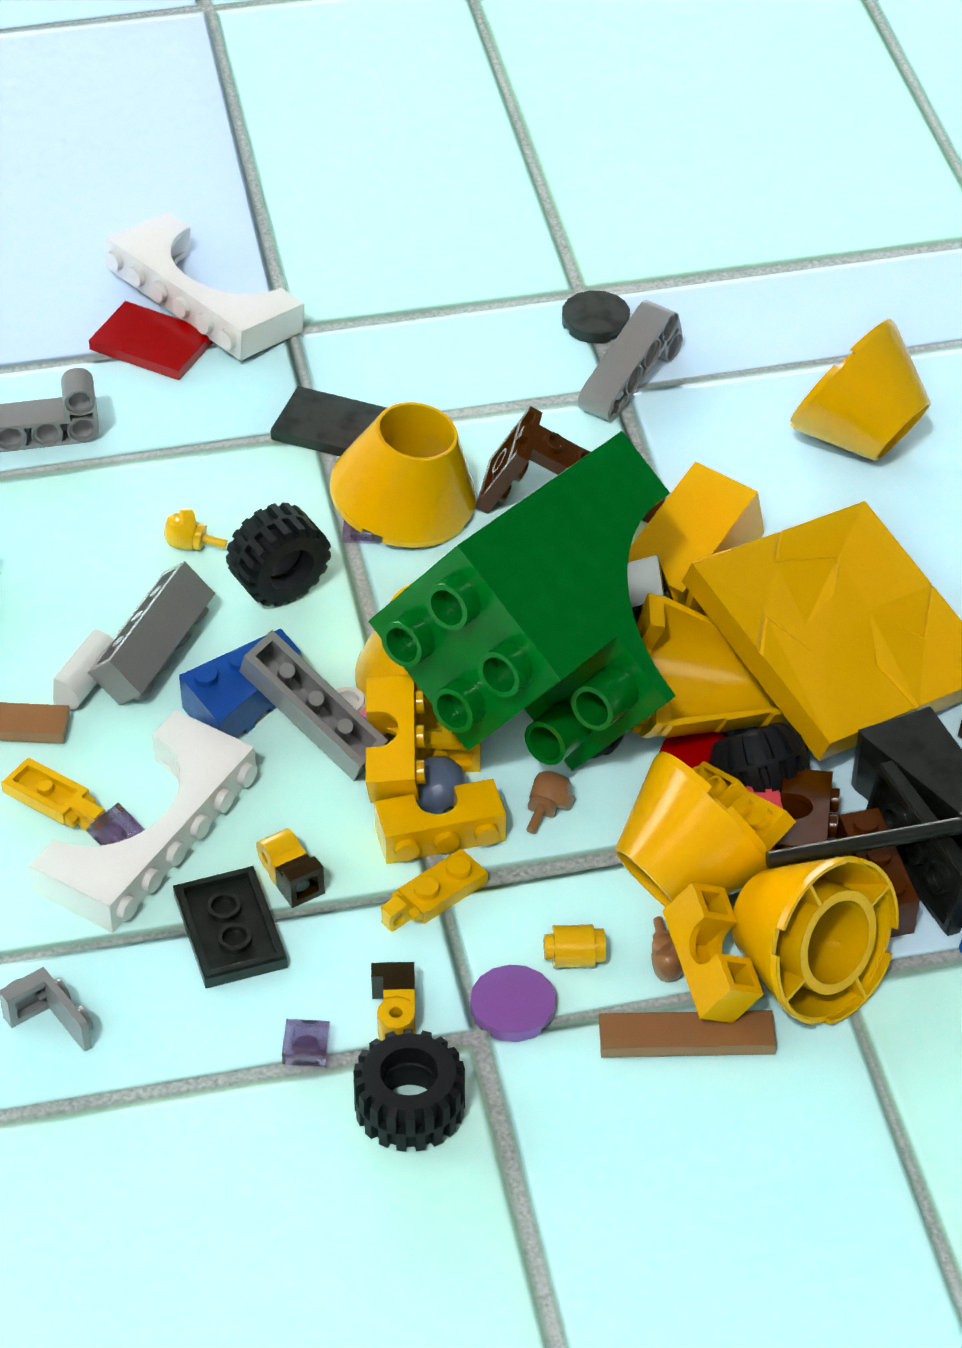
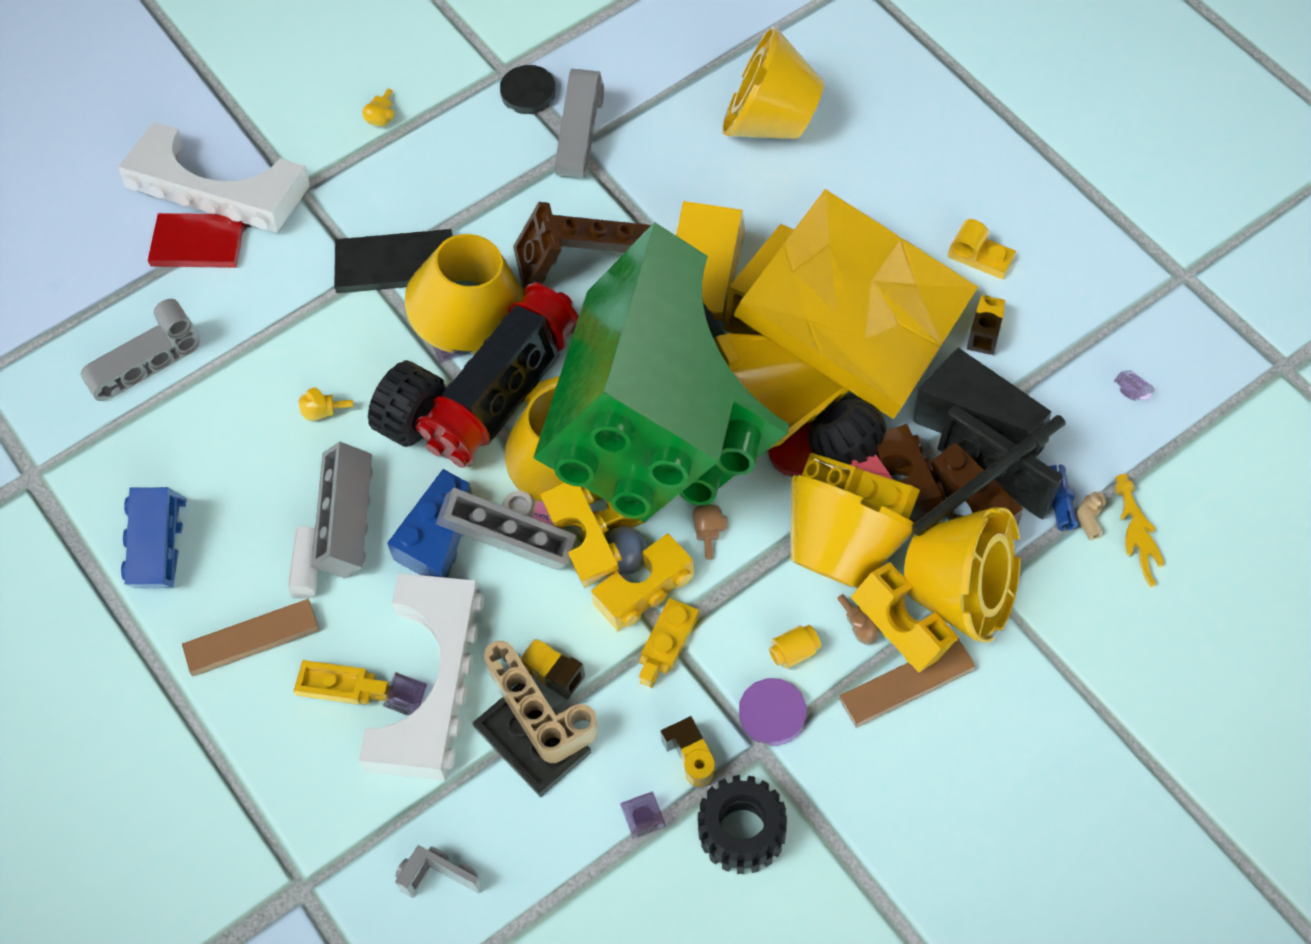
camera: 20 degrees left, 15 degrees up
(253, 923) = (531, 700): none -> tan beam
(360, 575) = (499, 375): none -> brick
(418, 283) = (379, 110): none -> yellow piece

